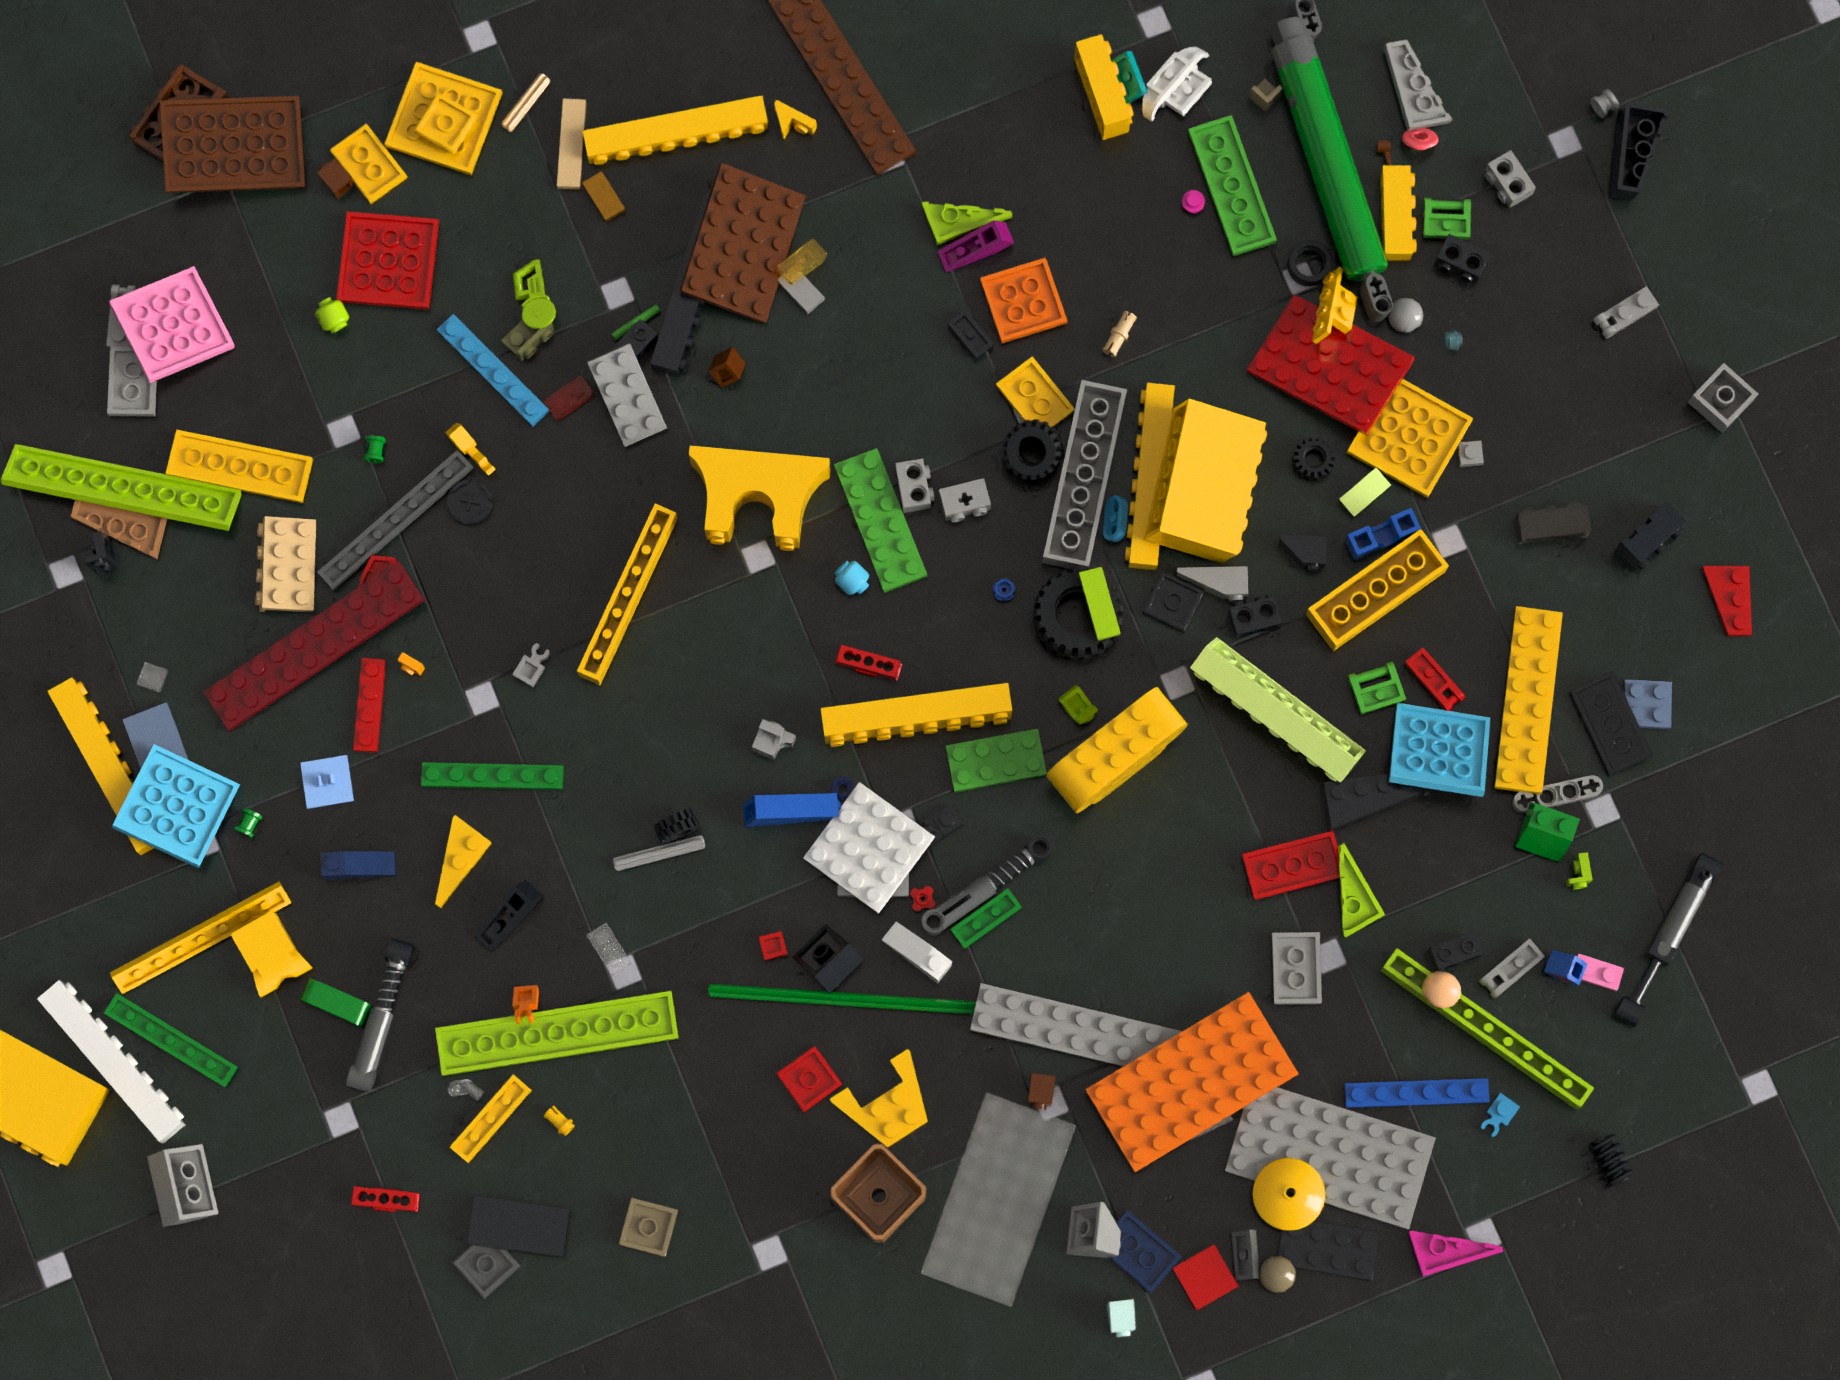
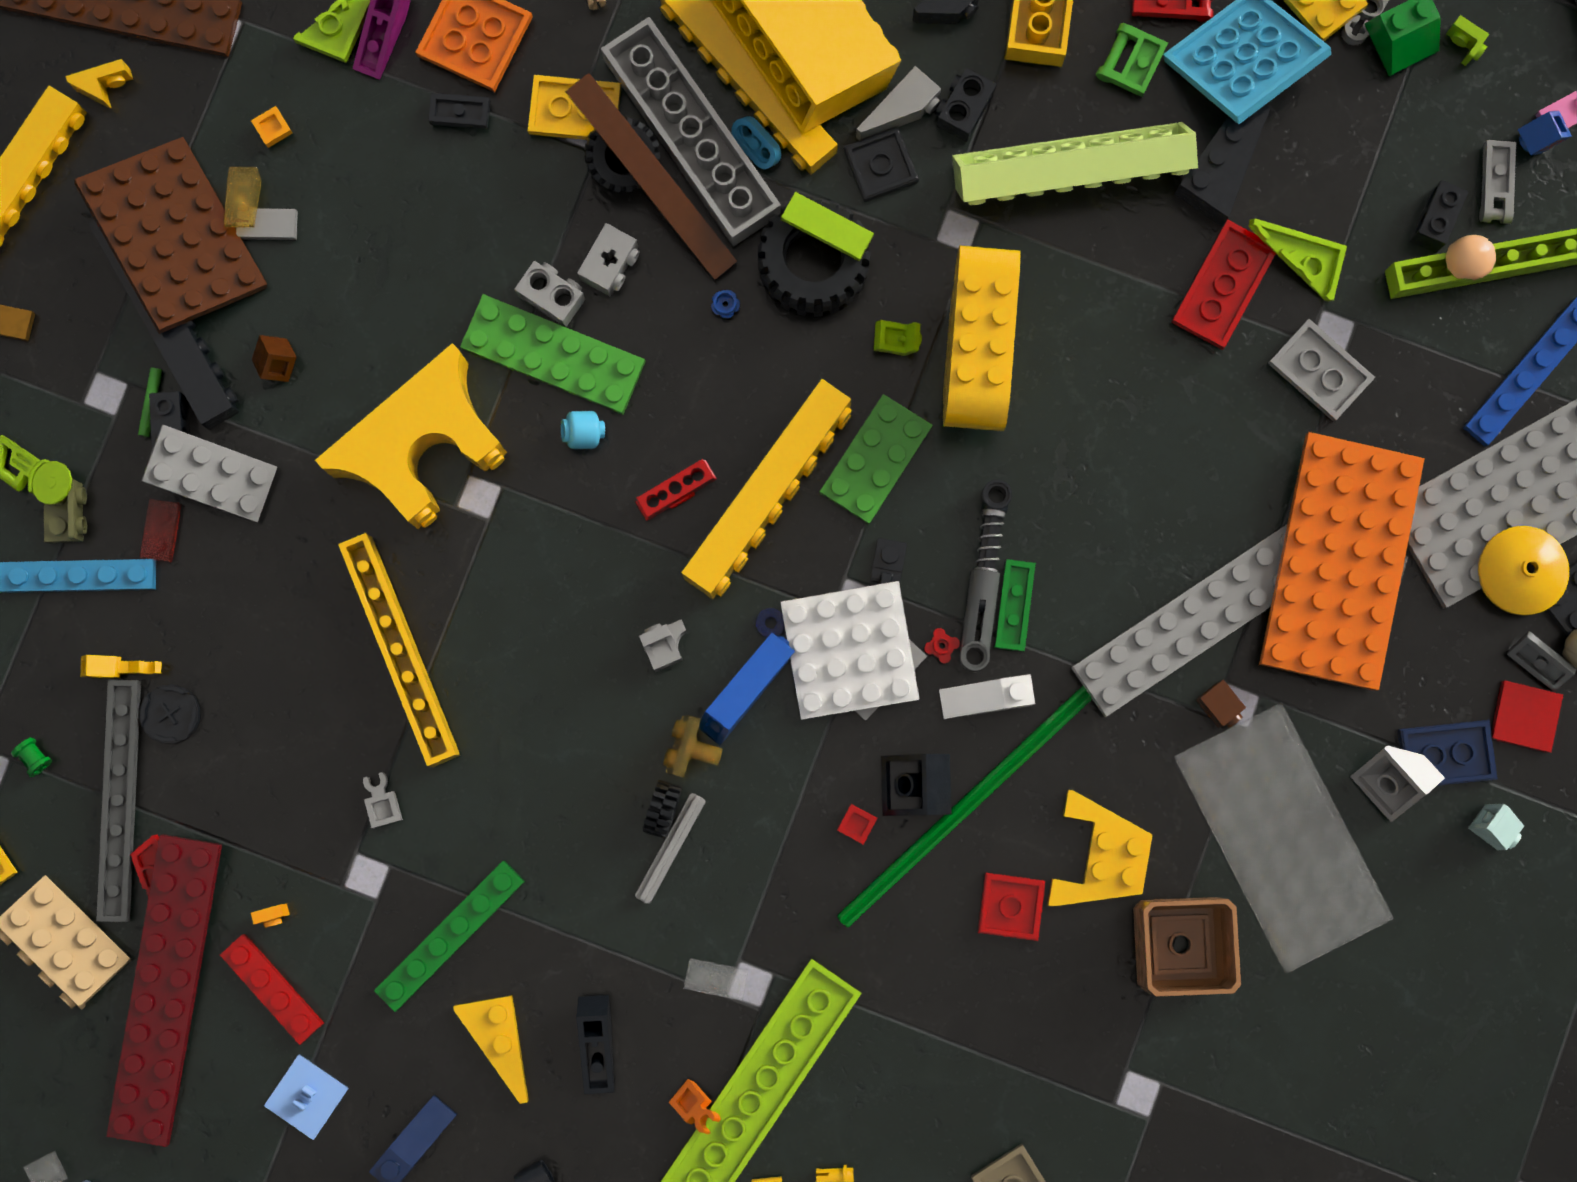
camera: 45 degrees left, 5 degrees up
(726, 808) = (688, 747): none -> clear yellow plate
(859, 239) = (271, 126): none -> light orange plate
(1033, 478) = (650, 176): none -> reddish brown tile

